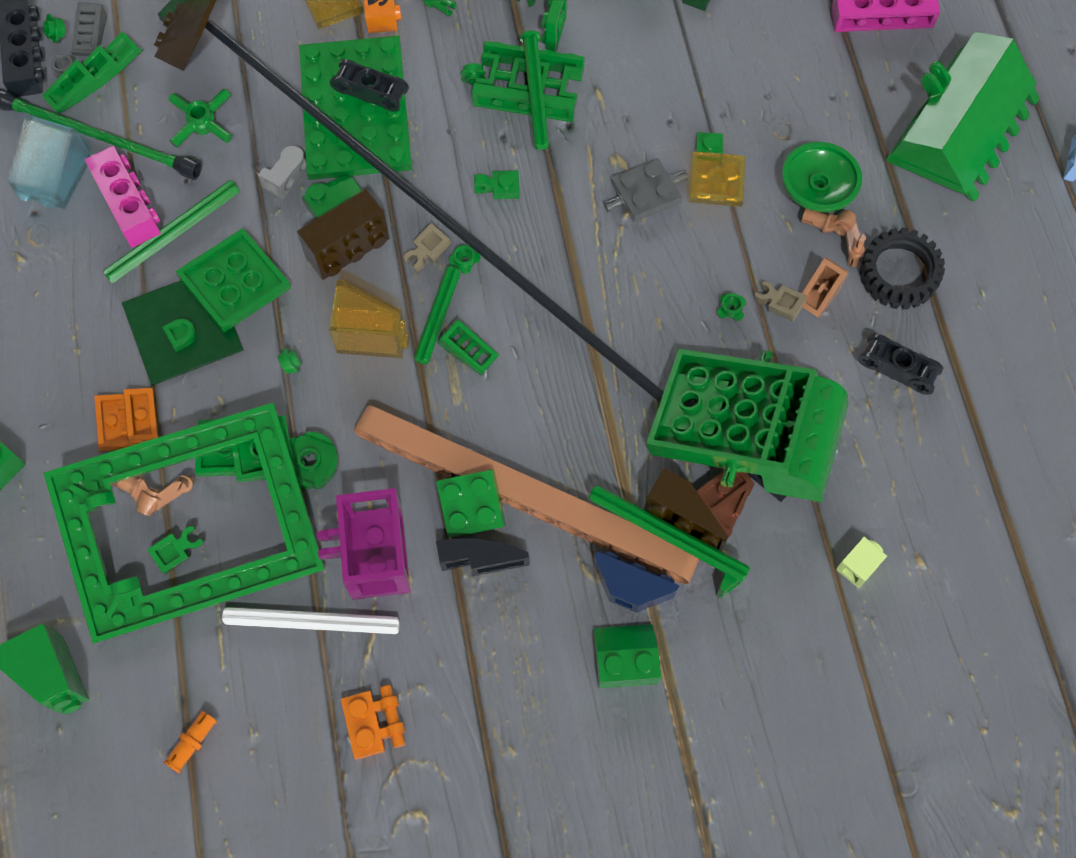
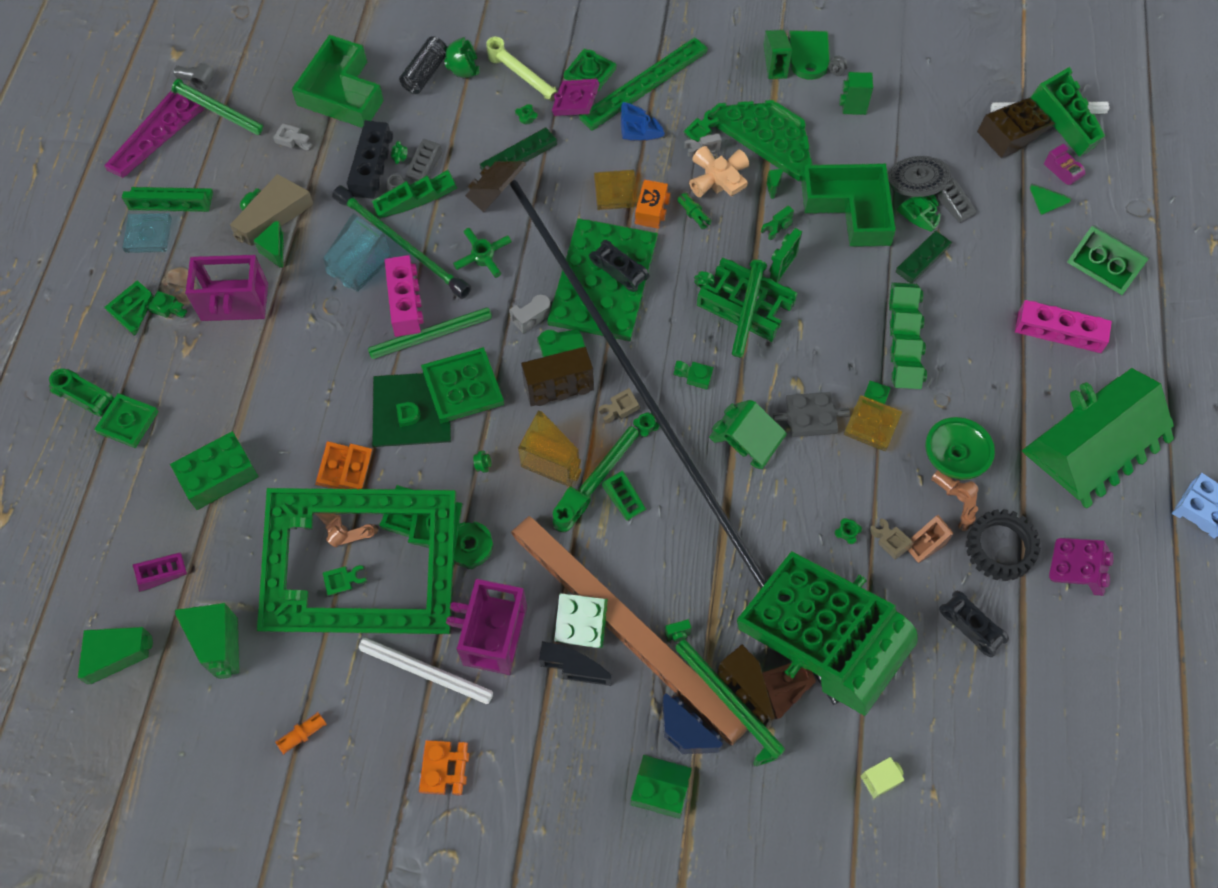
camera: 20 degrees right, 5 degrees down
(412, 380) = (570, 506): none -> green piece
(584, 230) = (749, 432): none -> green piece
(584, 479) = (678, 631): none -> green plate
(716, 62) = (905, 331): none -> green brick
(990, 261) = (1082, 563): none -> magenta bracket

